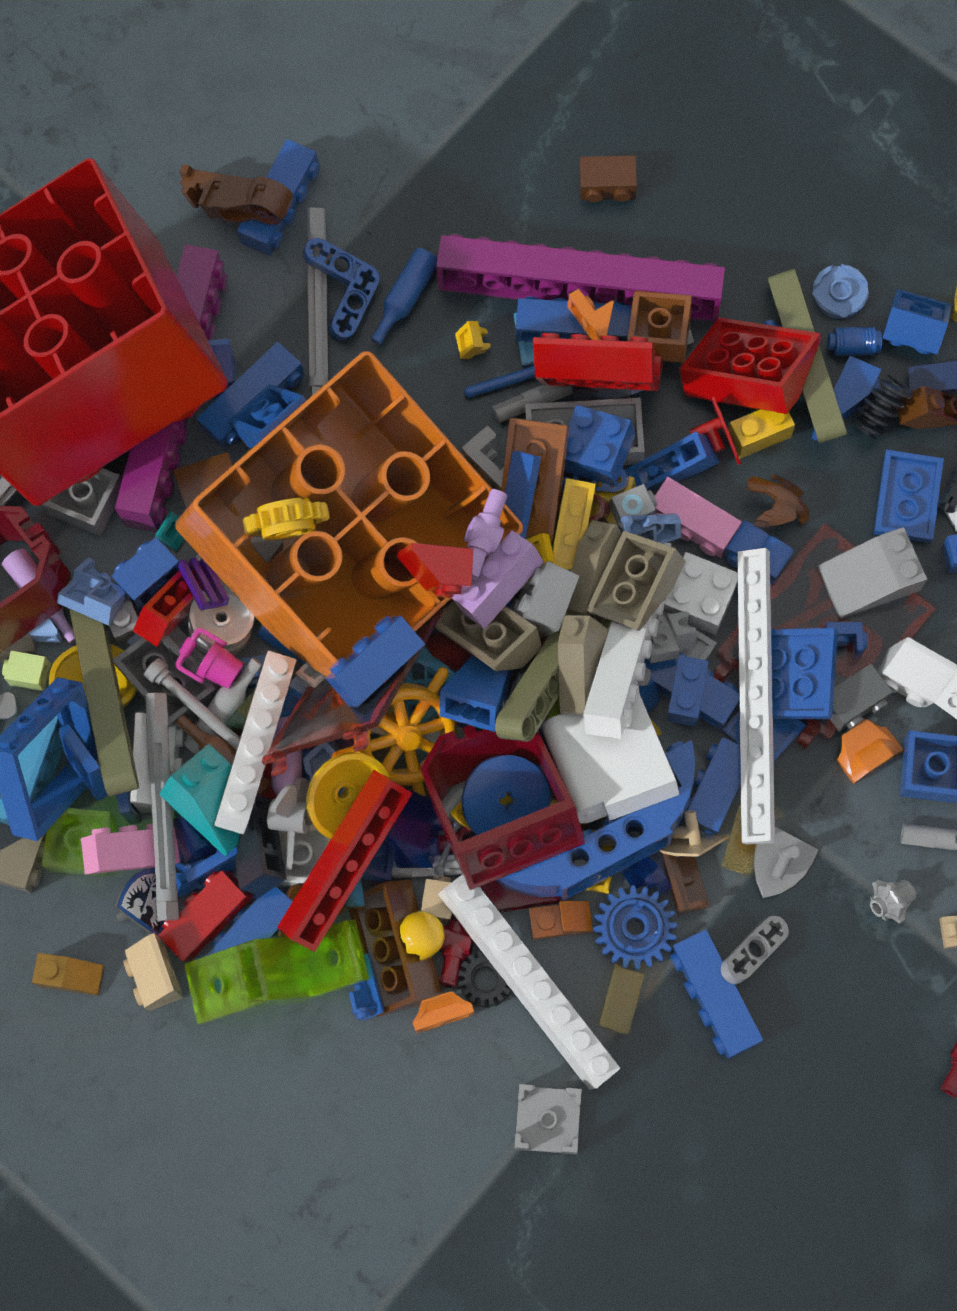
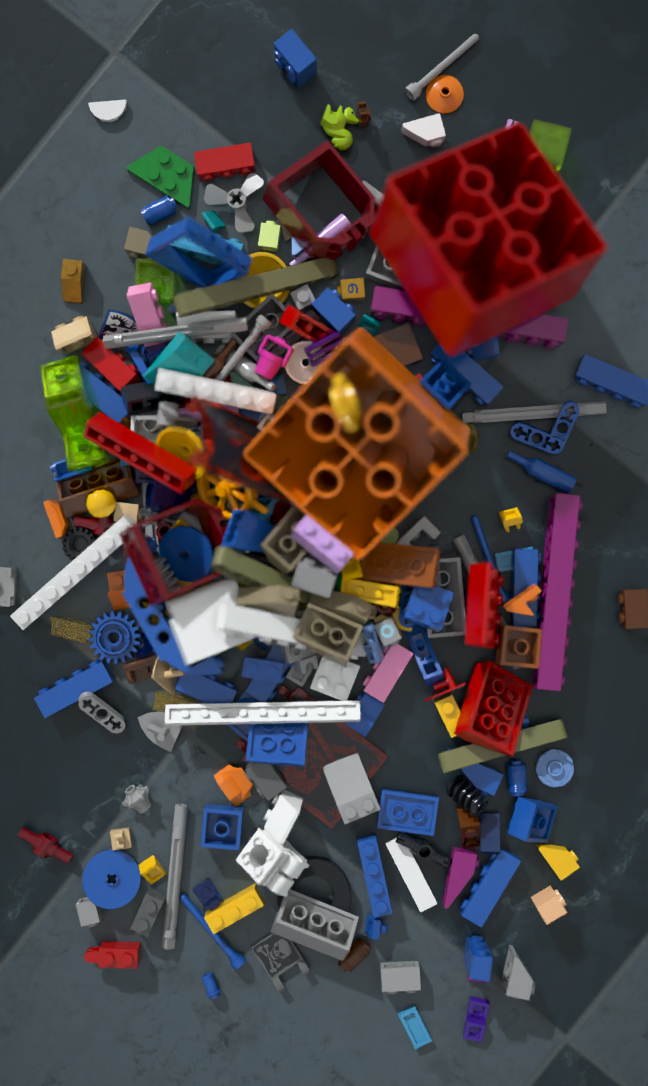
camera: 80 degrees right, 15 degrees up
(82, 762) = (200, 278): blue tile -> none
(92, 593) = (318, 275): medium blue slope -> none
(115, 549) = (352, 290): none -> yellow brick
(236, 197) = (608, 350): reddish brown piece -> none
(374, 660) = (256, 466): blue brick -> none
(439, 568) = (318, 509): red slope -> none
(485, 530) = (347, 534): lavender pin -> none
(521, 485) = (391, 557): blue tile -> none
(787, 501) = (401, 731): reddish brown animal -> none
(852, 633) = (306, 779): blue bracket -> none

